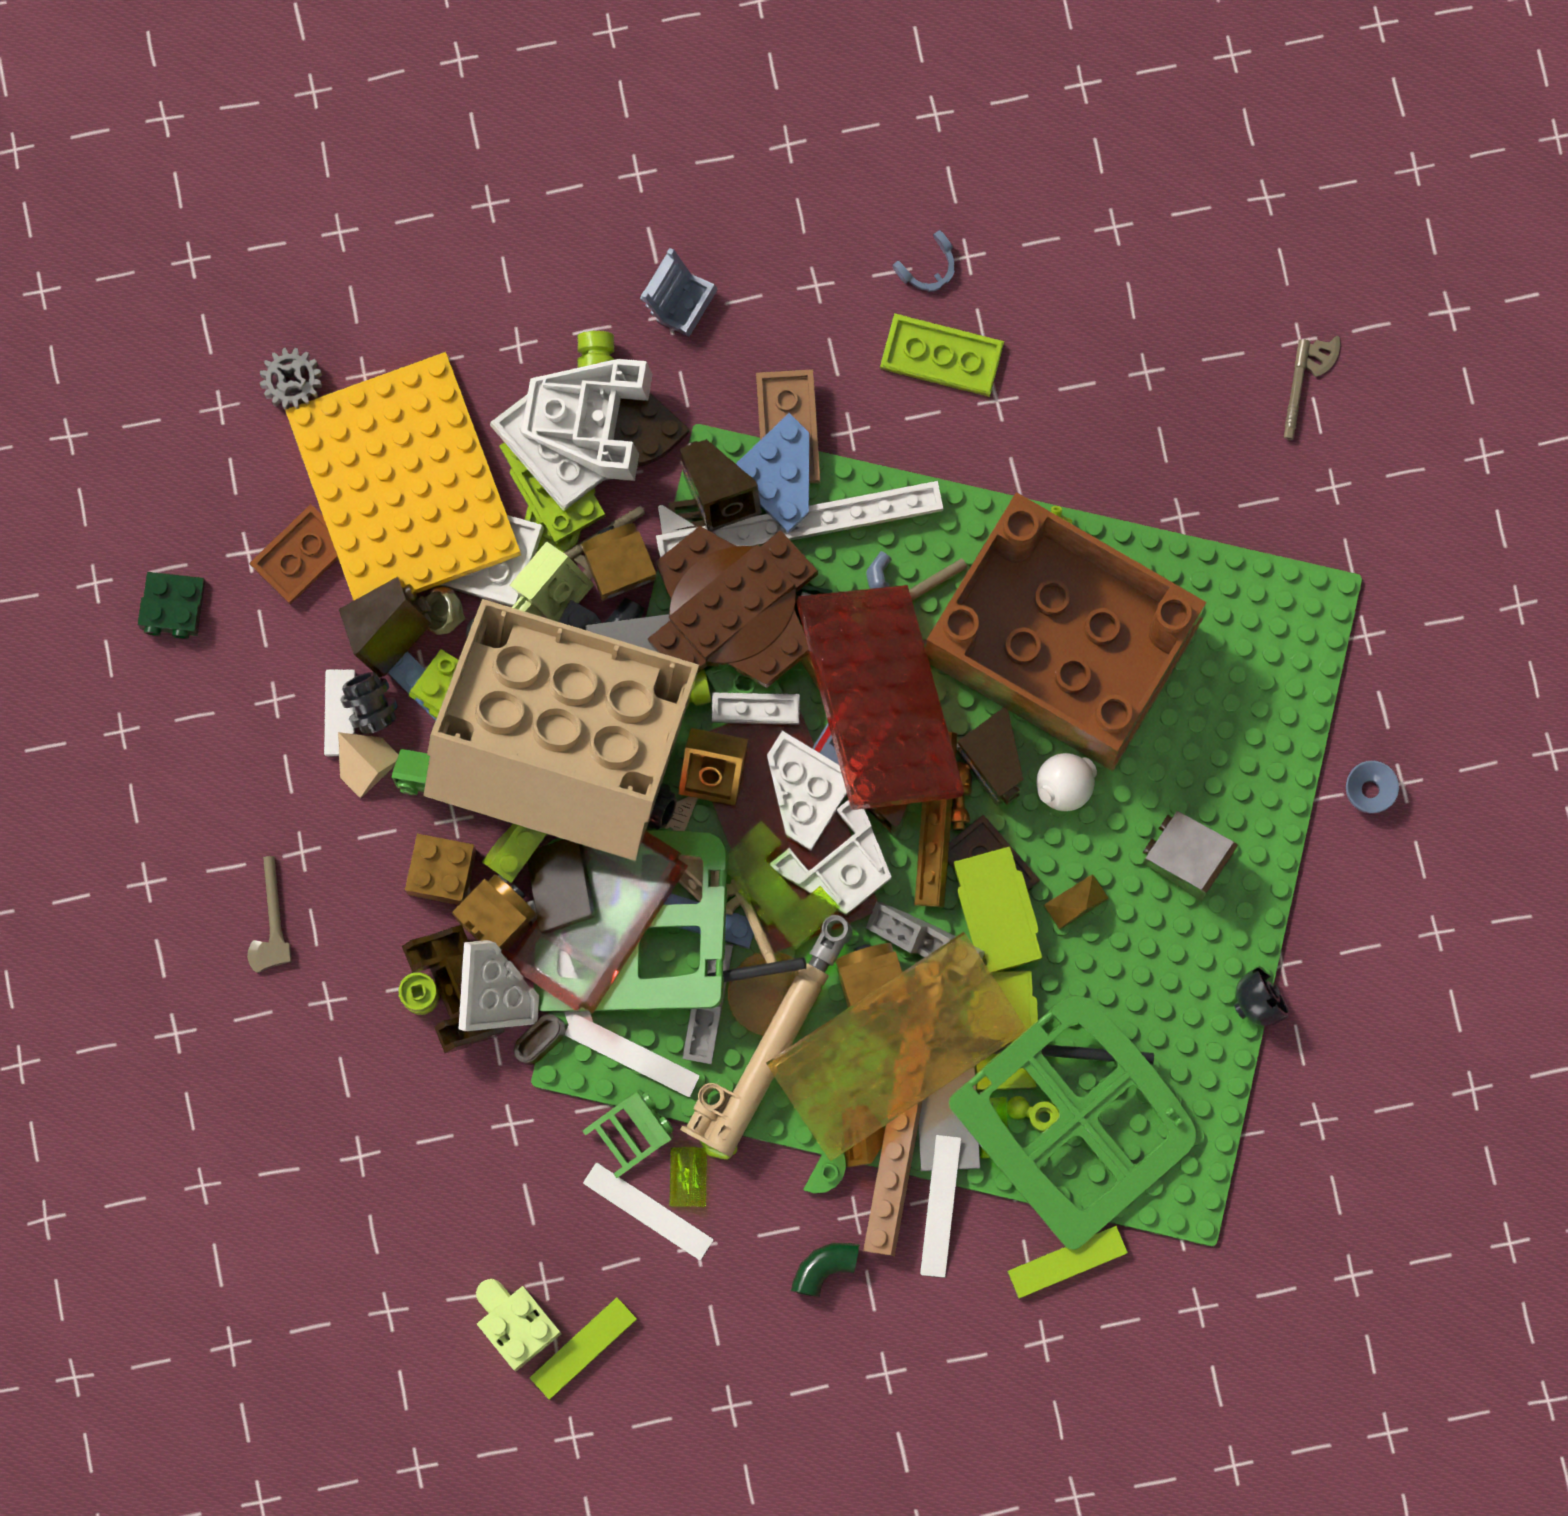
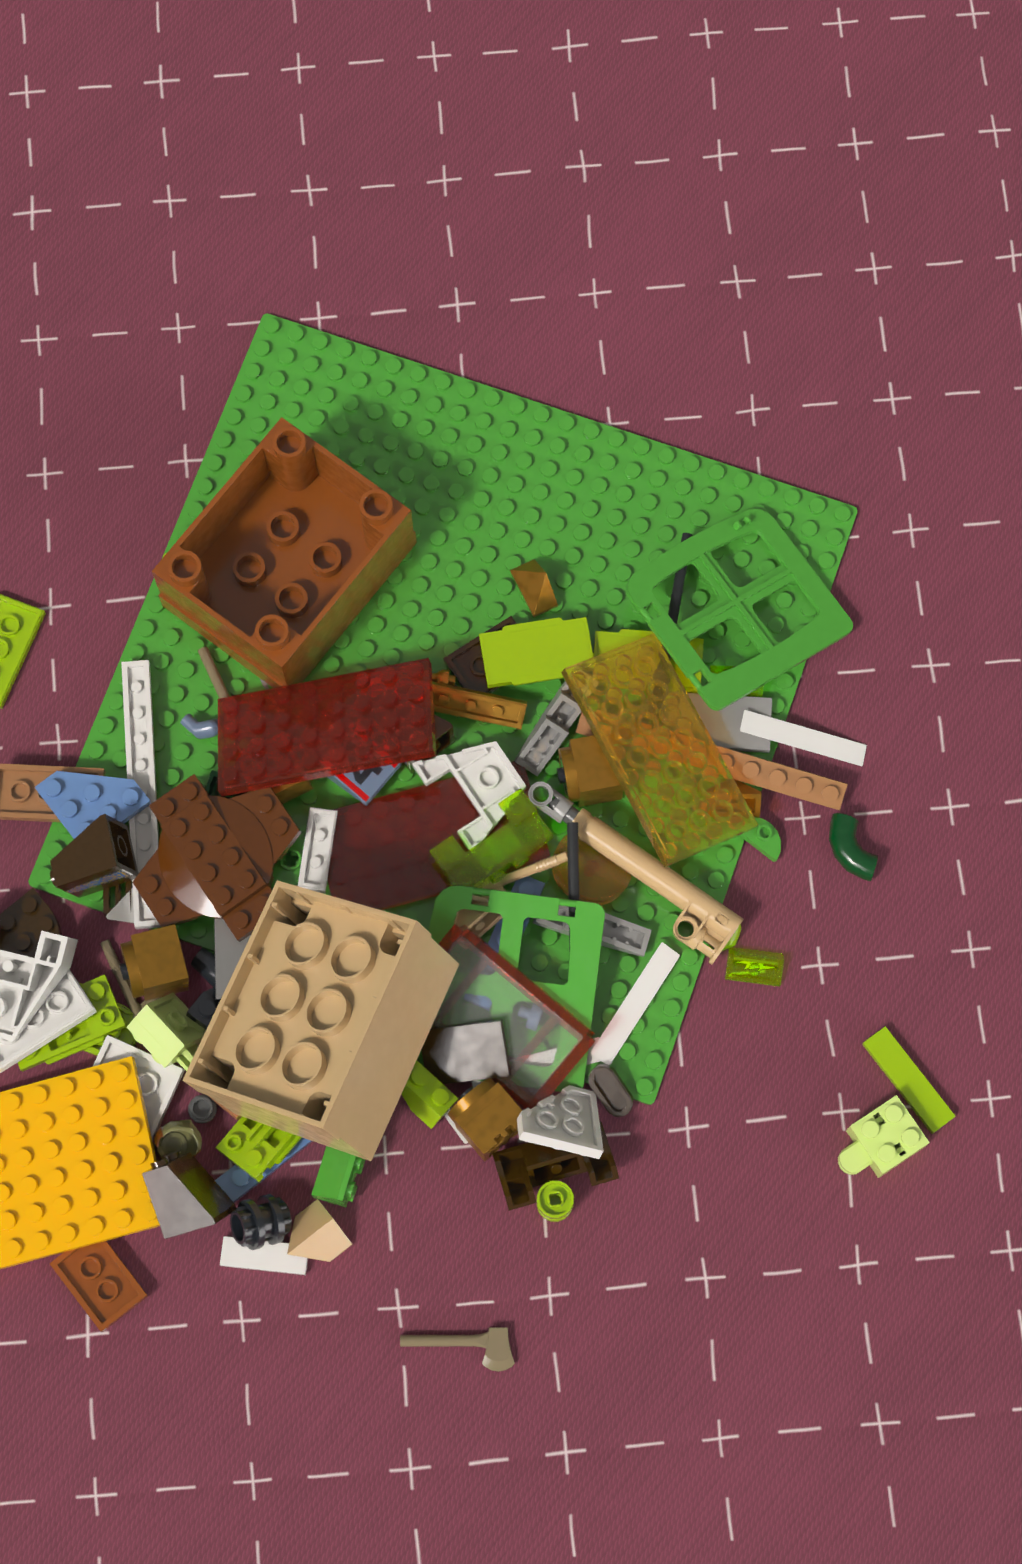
camera: 85 degrees left, 5 degrees down
(171, 605) = (131, 1416): dark green plate -> none
(440, 869) = (434, 1168): pearl gold brick -> none
(648, 1211) = (782, 1007): white sticker -> none
(653, 1127) = (694, 997): bright green plate -> none
(712, 766) = (371, 885): pearl gold slope -> none
(806, 788) = (401, 810): white plate -> none
(994, 757) = (394, 635): dark brown slope -> none
(1019, 1108) = (721, 655): lime plate -> none
(1066, 781) = (424, 578): white brick -> none
(1067, 1262) = (863, 637): lime tile -> none
(1189, 854) = (505, 479): slope -> none
(1260, 999) = (643, 438): black cylinder -> none
(1301, 363) = (60, 338): dark tan piece -> none
(1379, 774) = (459, 314): sand blue piece -> none

